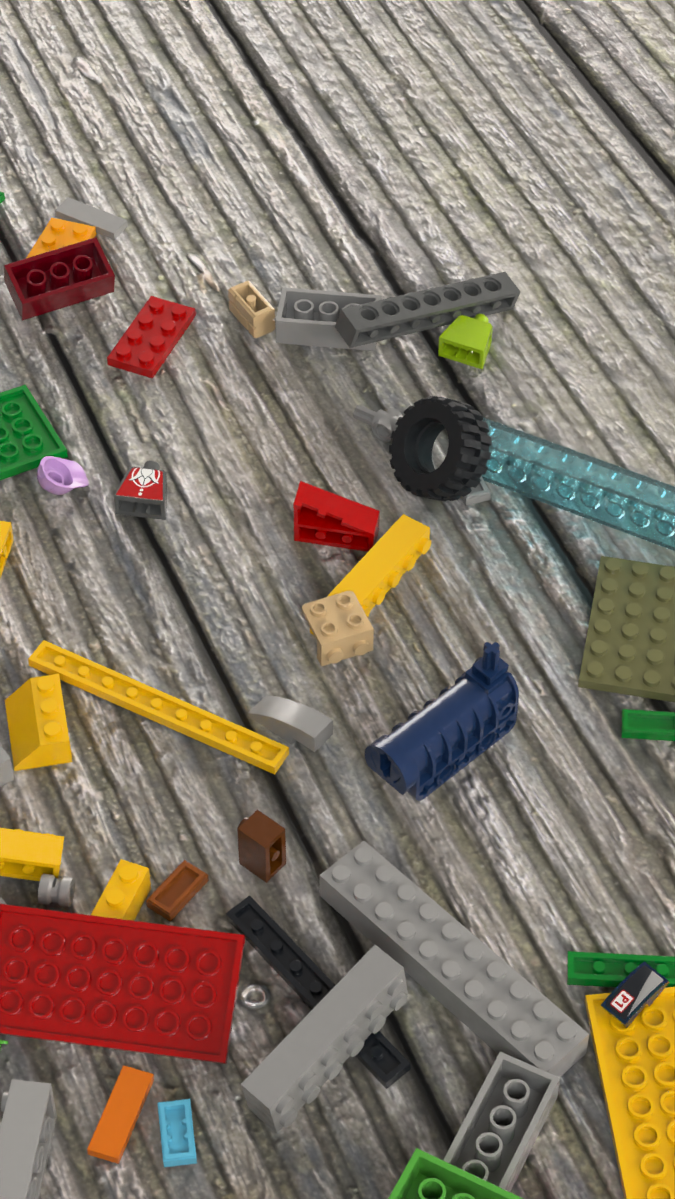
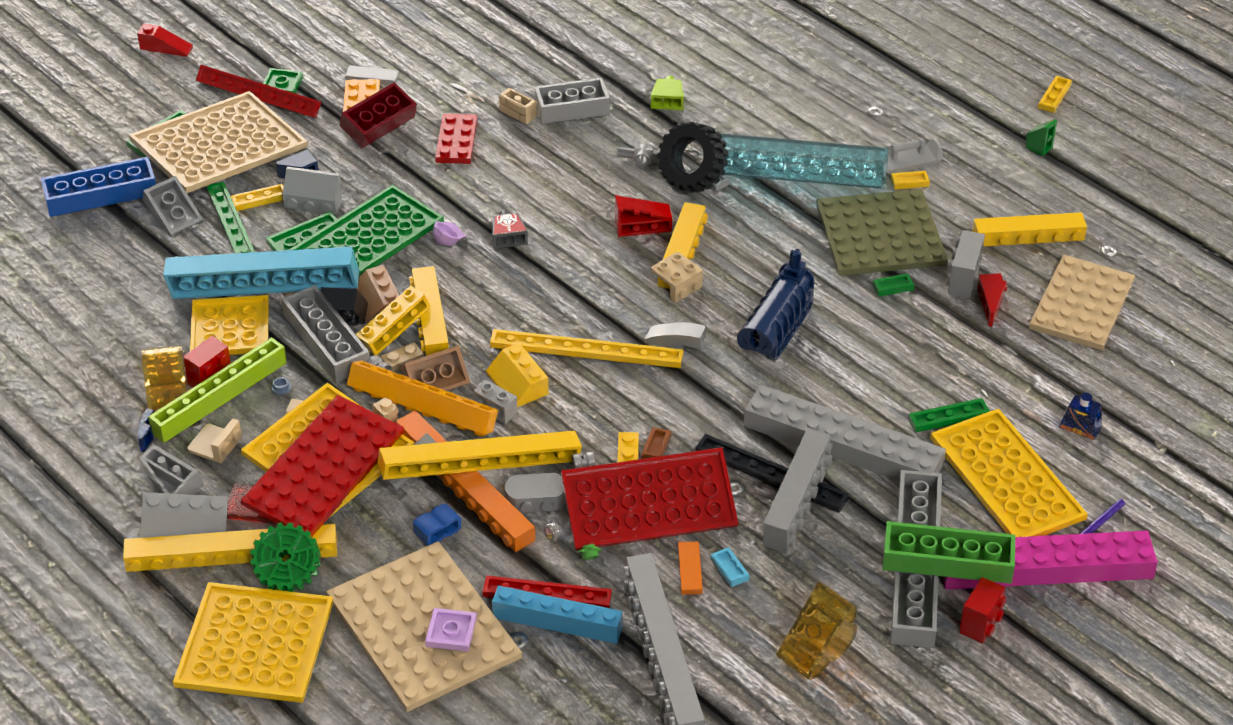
camera: 20 degrees left, 5 degrees down
(261, 845) = (699, 404): reddish brown brick -> none
(426, 309) = (635, 79): dark grey brick -> none
(634, 993) = (960, 423): slope -> none

